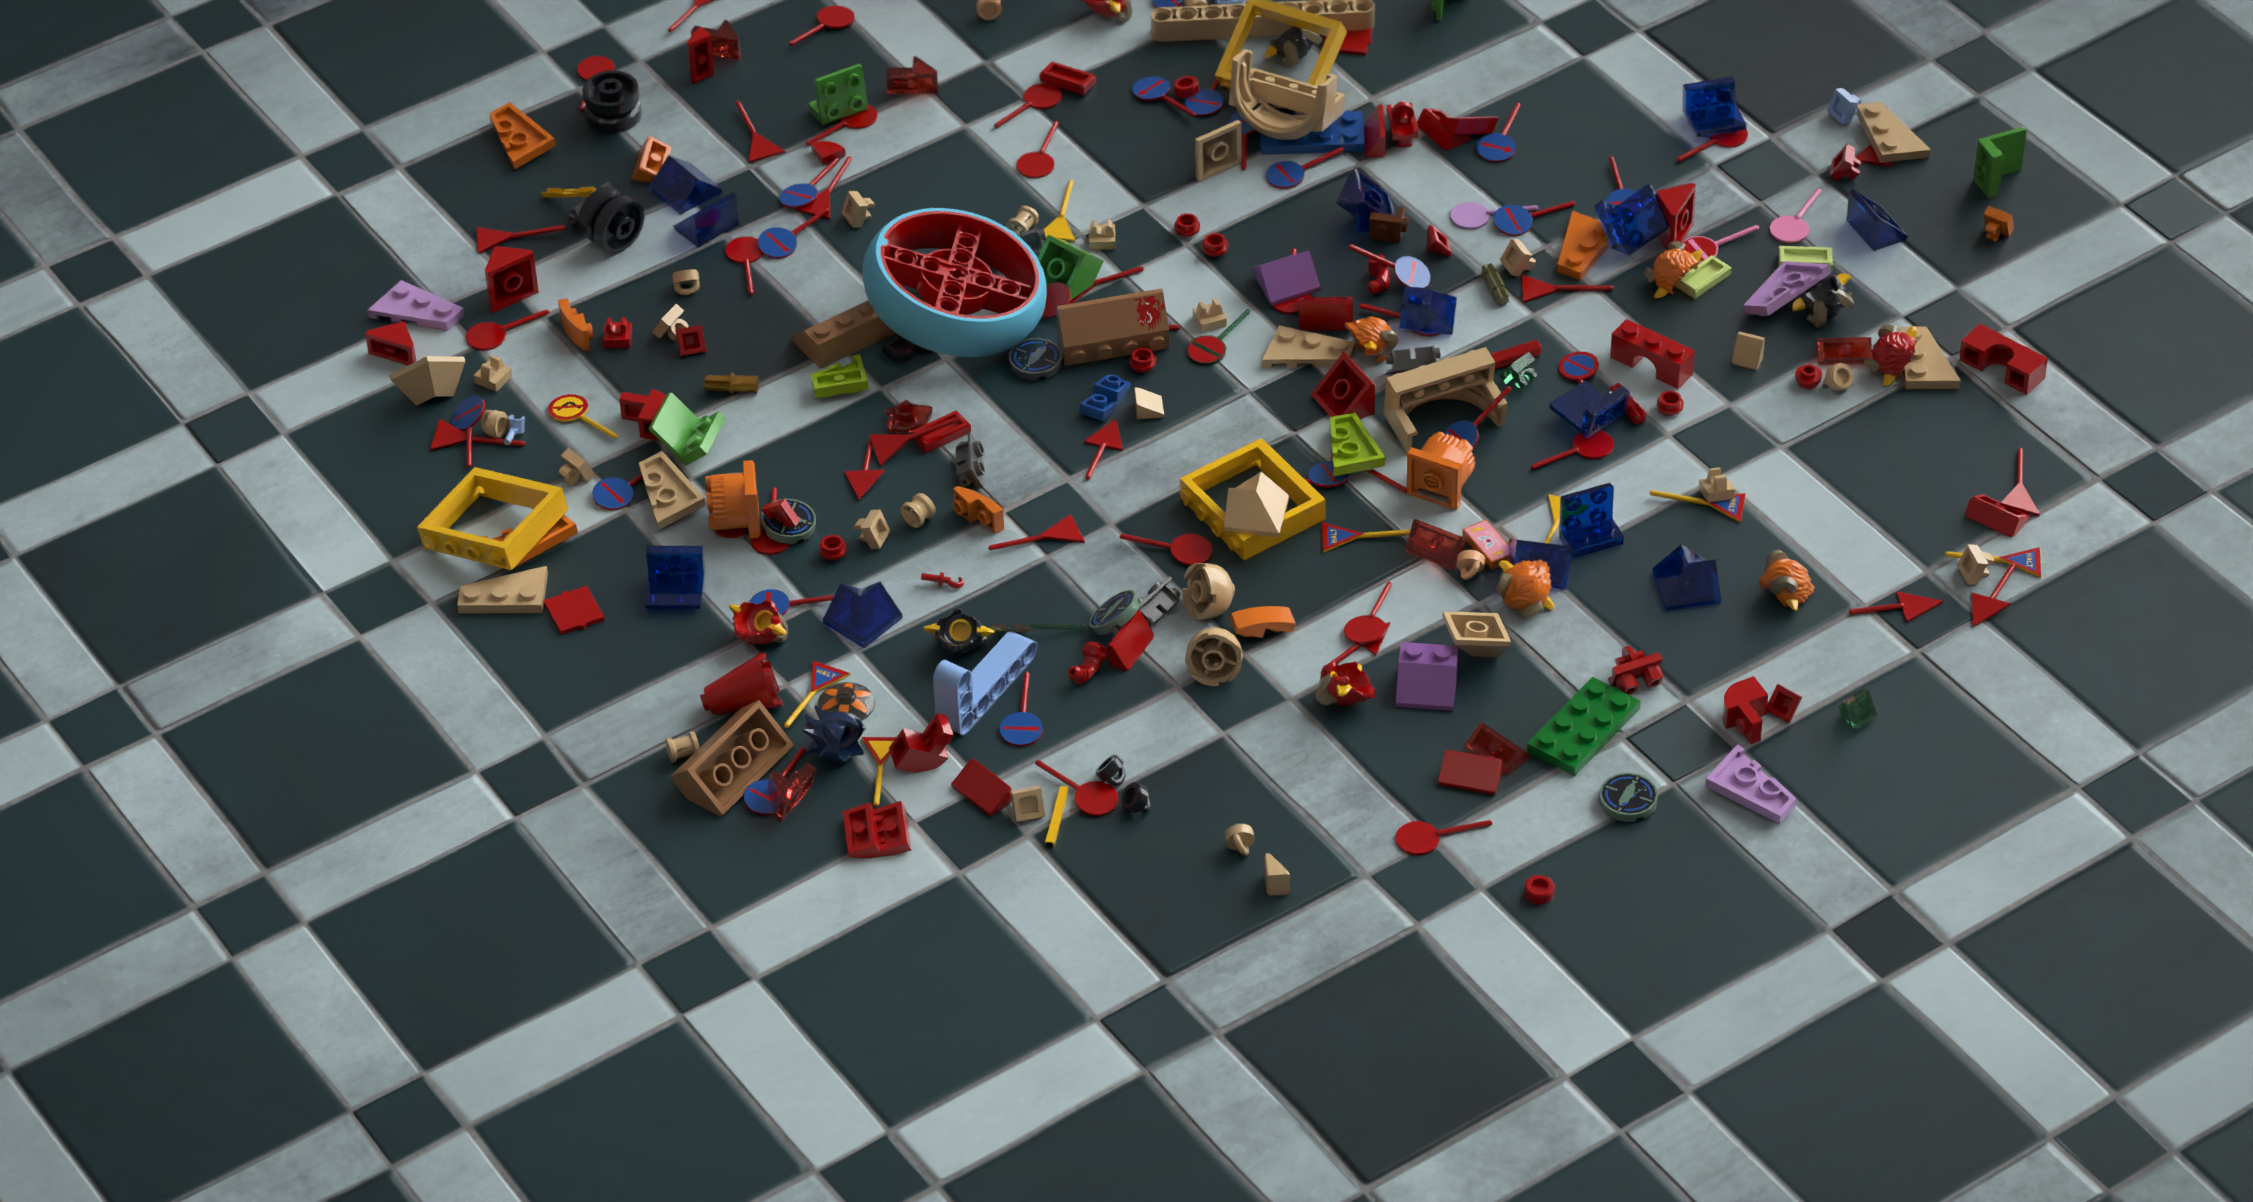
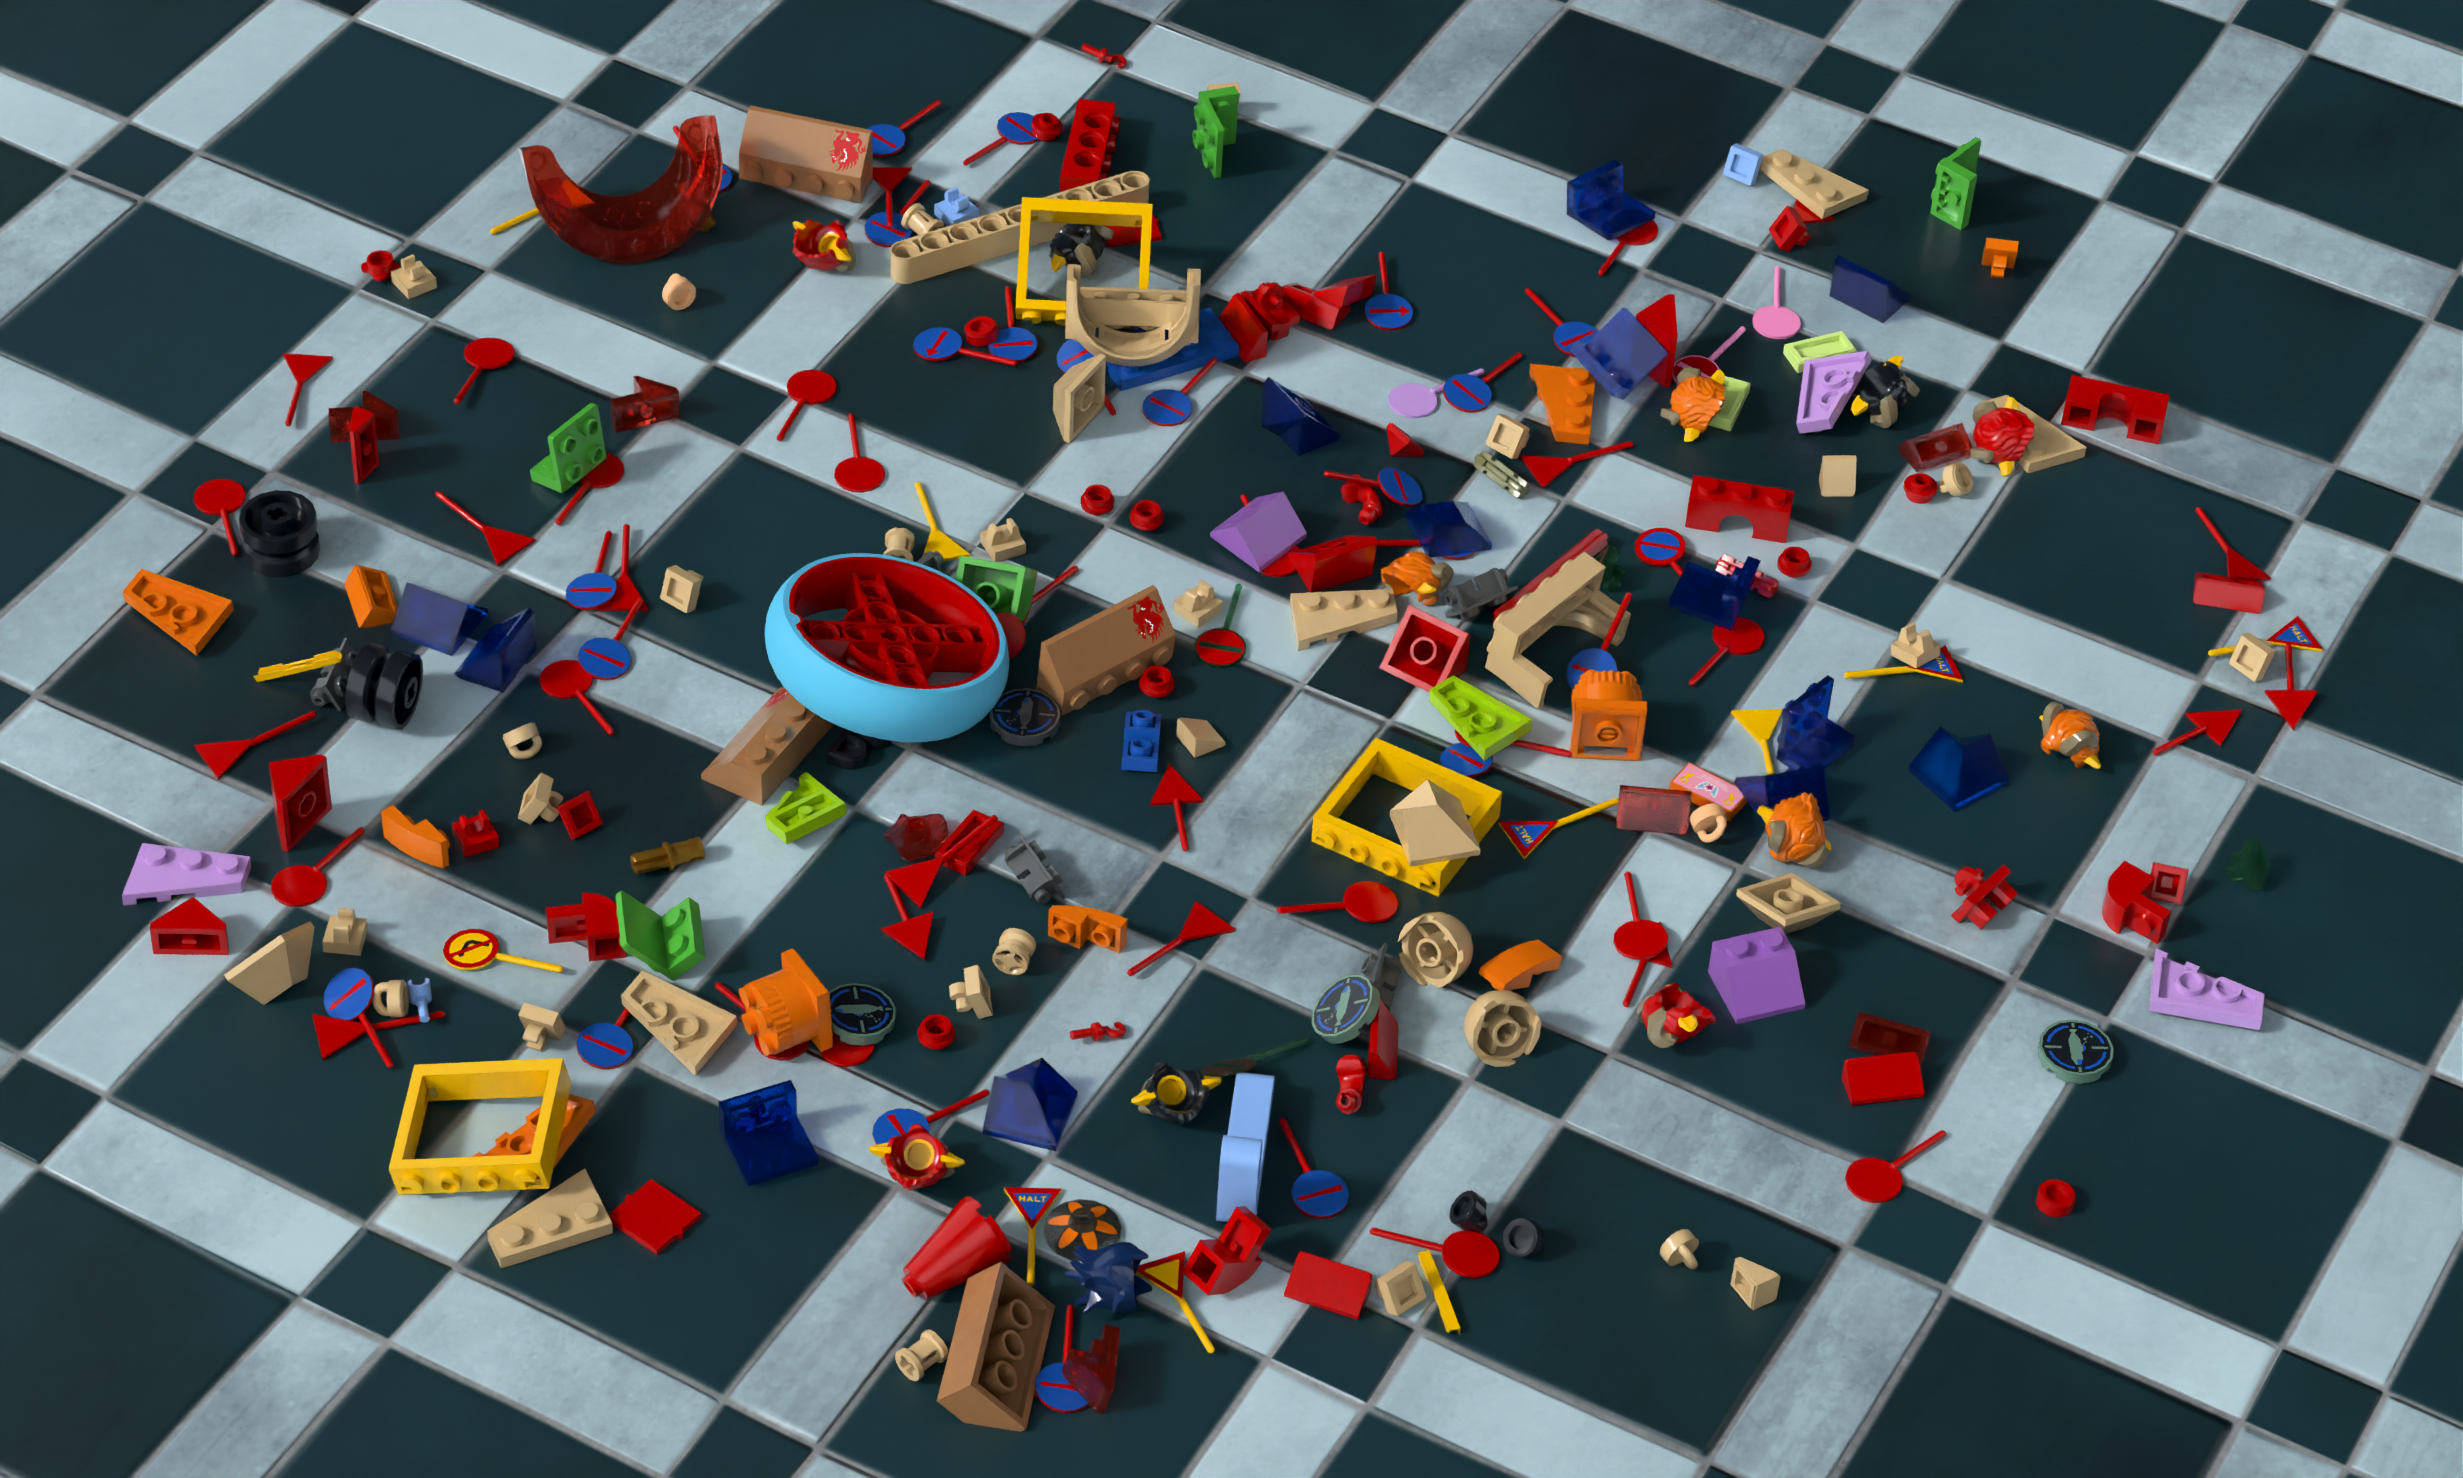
camera: 30 degrees left, 0 degrees up
(782, 512) = (854, 1005): red tile -> none
(827, 151) = (591, 524): red tile -> none
(876, 831) = (1235, 1385): red slope -> none
(1067, 78) = (830, 356): red tile -> none
(1388, 226) = (1336, 438): reddish brown bracket -> none
(1583, 726) = (1966, 981): green plate -> none

